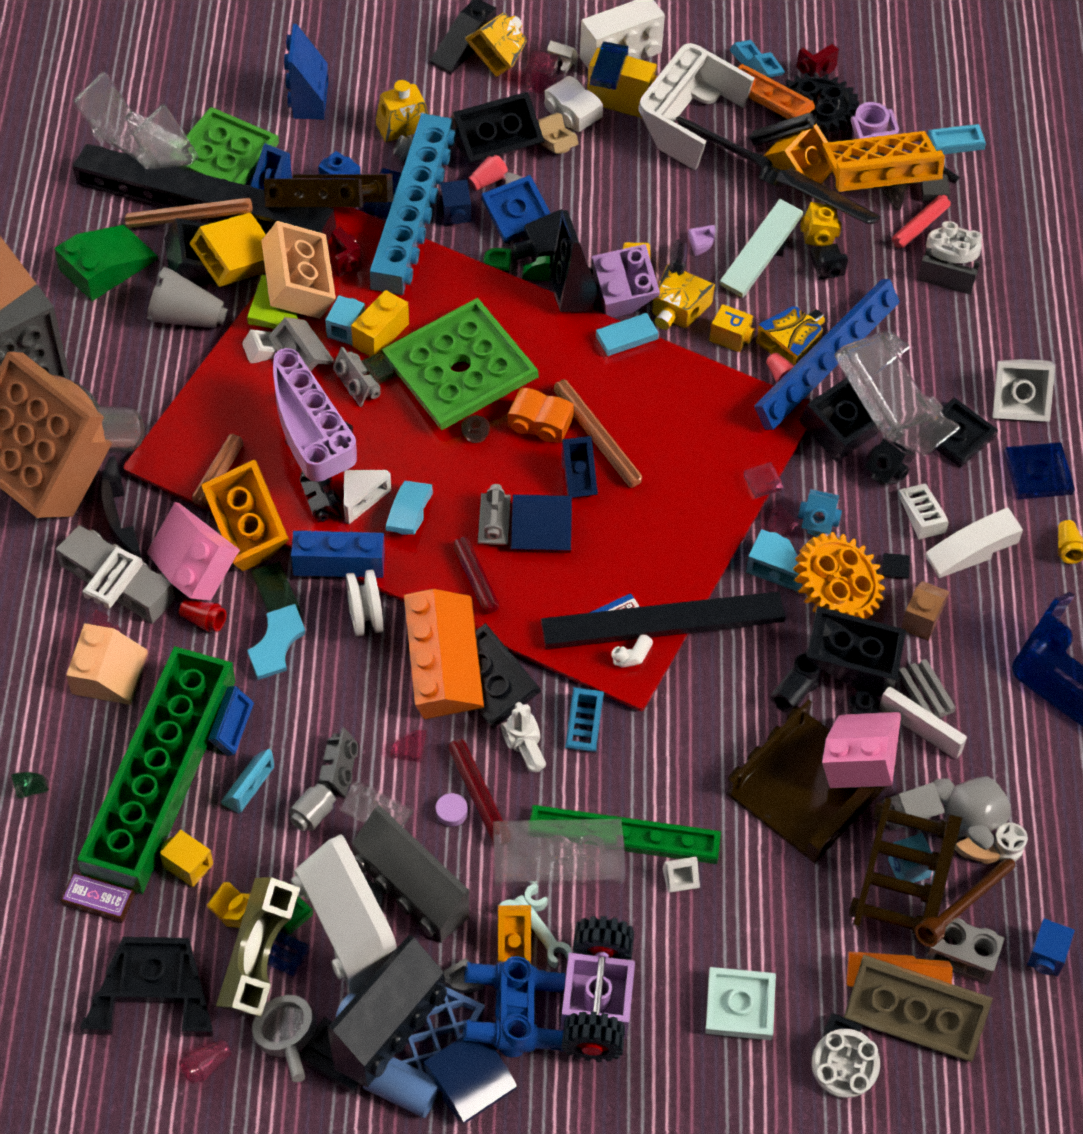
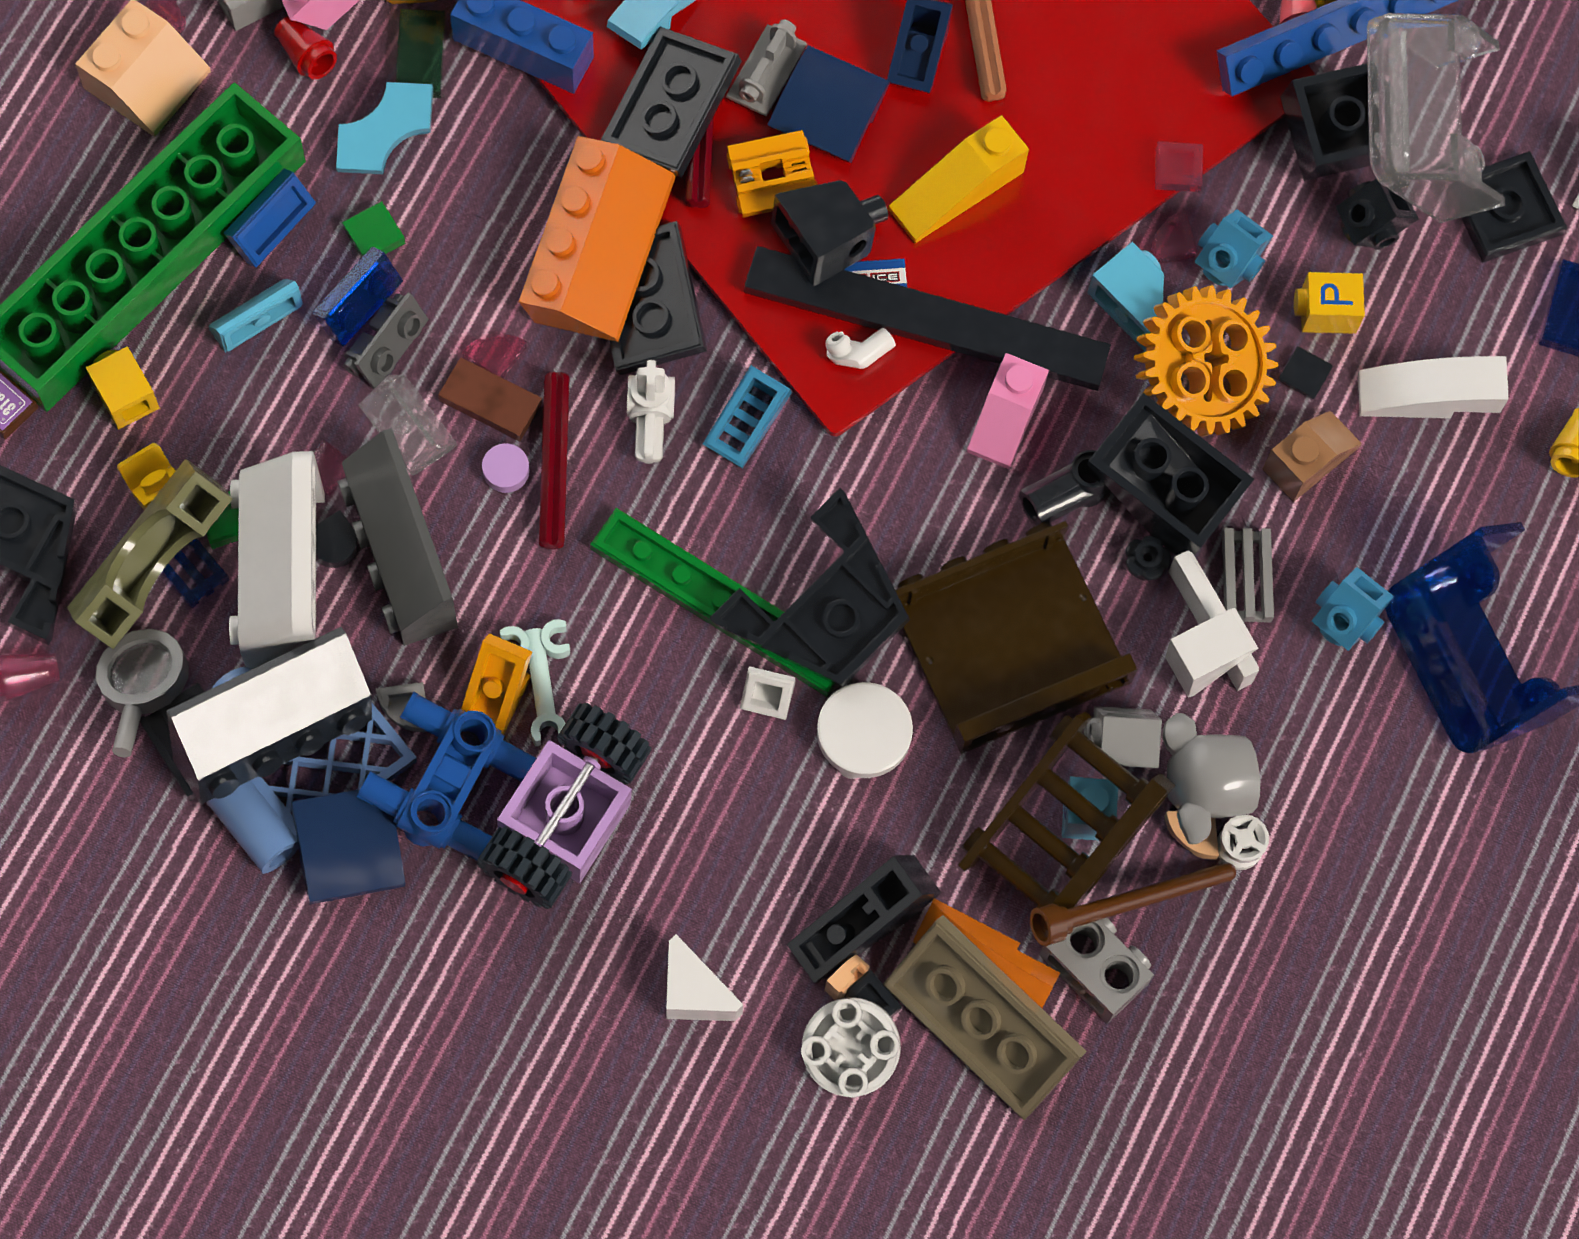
camera: 20 degrees right, 15 degrees up
(299, 705) = (374, 228): none -> green tile
(309, 745) = (357, 296): none -> clear blue plate
(312, 807) = (319, 387): light grey brick -> none
(364, 602) = (523, 123): white wheel -> none
(421, 773) = (490, 399): none -> copper tile
(448, 553) = (672, 99): none -> black tile
(529, 559) = (751, 158): none -> light orange piece
(558, 852) = (612, 590): clear slope -> none
(578, 590) = (826, 227): none -> black torso
(643, 533) = (961, 179): none -> yellow slope
(705, 809) = (839, 617): none -> black wing
(732, 1069) = (695, 990): none -> white slope
(738, 653) = (1007, 410): none -> bright pink slope
(740, 1003) = (753, 904): light aqua plate -> none
(752, 872) = (864, 730): none -> white tile
(811, 982) = (864, 916): none -> black slope
(820, 1024) = (845, 976): none -> light nougat tile
(862, 750) = (1101, 624): bright pink slope -> none
(890, 520) = (1330, 302): none -> yellow brick
(923, 528) = (1387, 336): white slope -> none
(932, 739) = (1209, 650): none -> white slope
(999, 673) = (1351, 609): none -> dark azure brick
(1050, 947) = (1215, 1014): blue brick -> none

